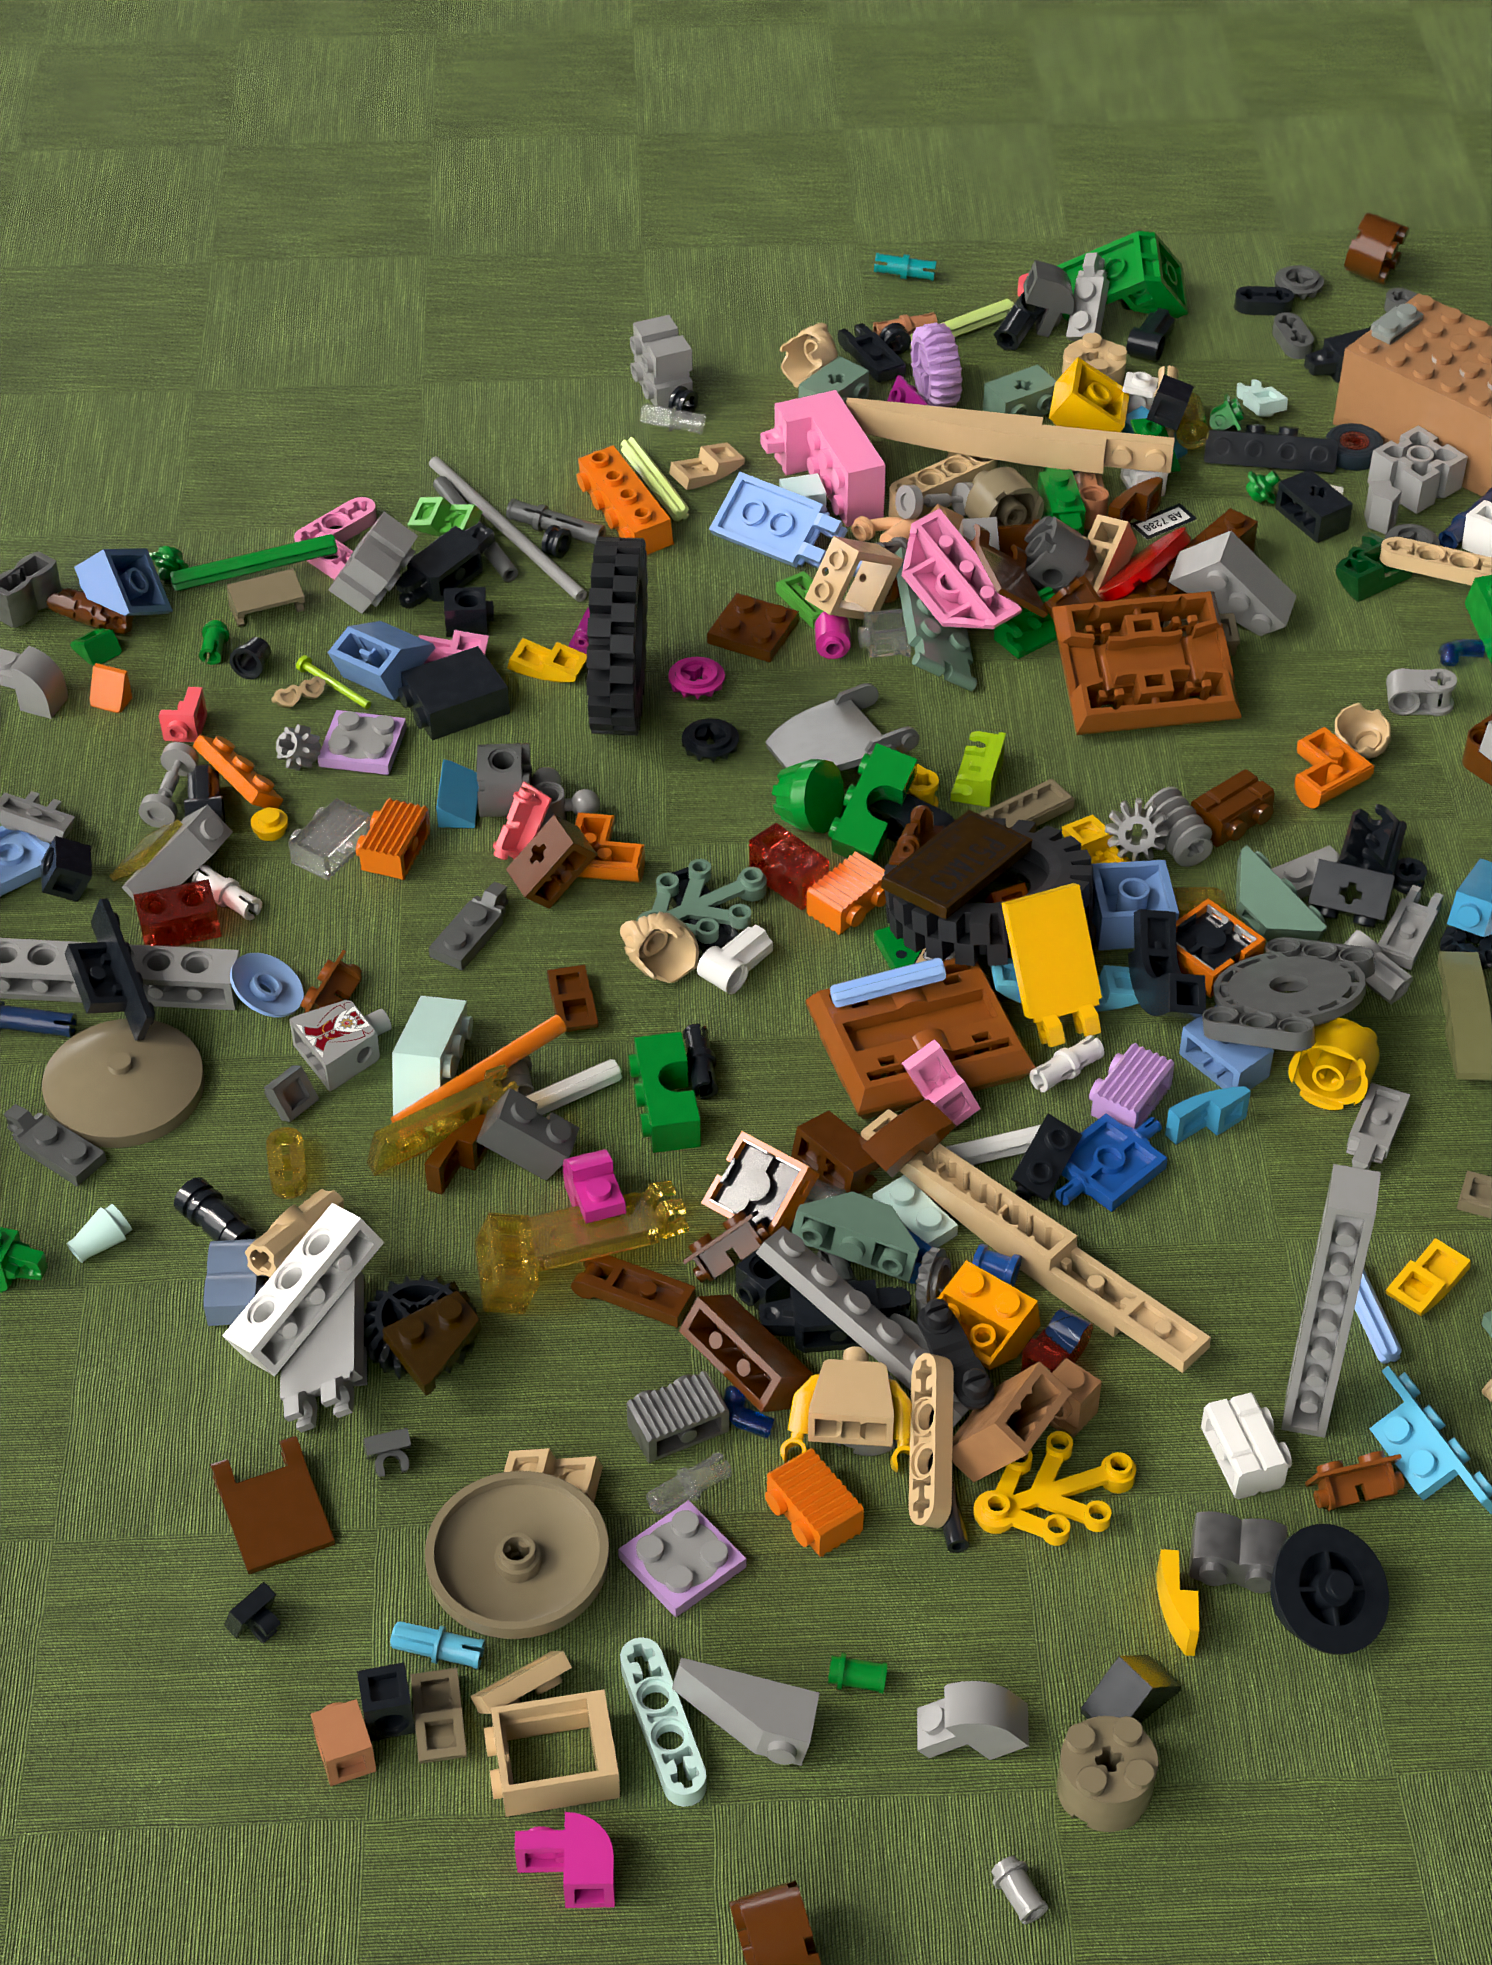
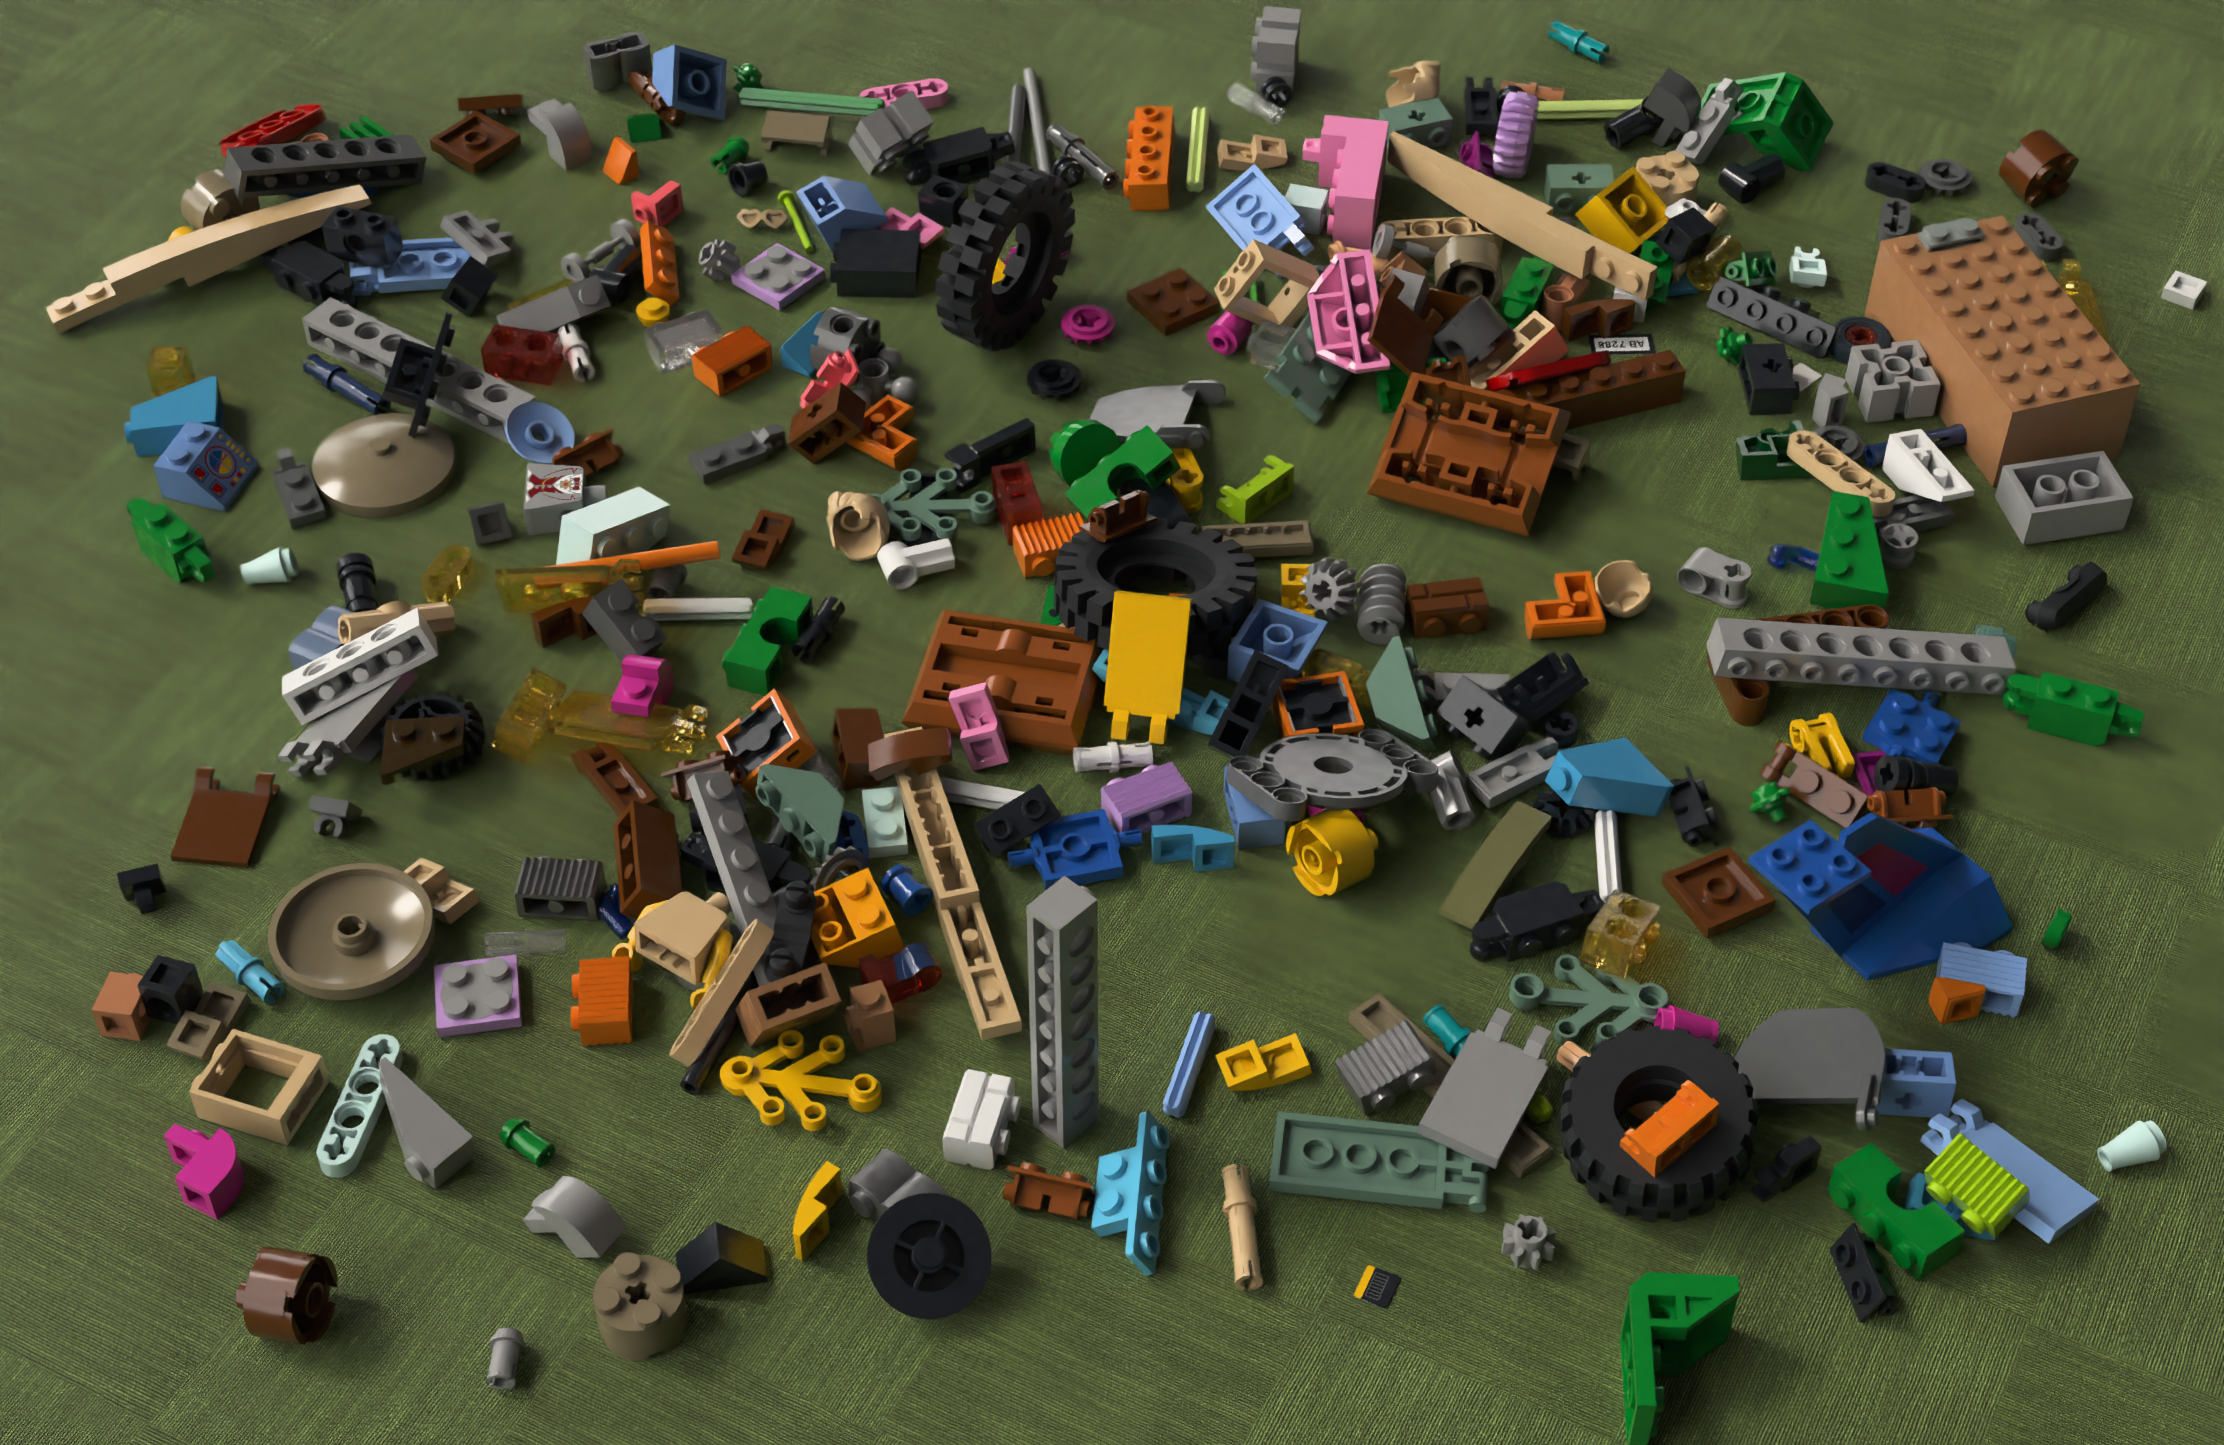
camera: 30 degrees right, 0 degrees up
(438, 516) = (993, 117): bright green slope -> none
(538, 1675) = (297, 1026): tan plate -> none
(716, 831) = (998, 449): none -> black plate
(888, 982) = (998, 624): light blue axle -> none
(956, 864) = (1126, 549): dark brown tile -> none
(1239, 582) = (1609, 416): light grey wedge -> none
(1376, 1125) = (1328, 922): light grey hinge -> none

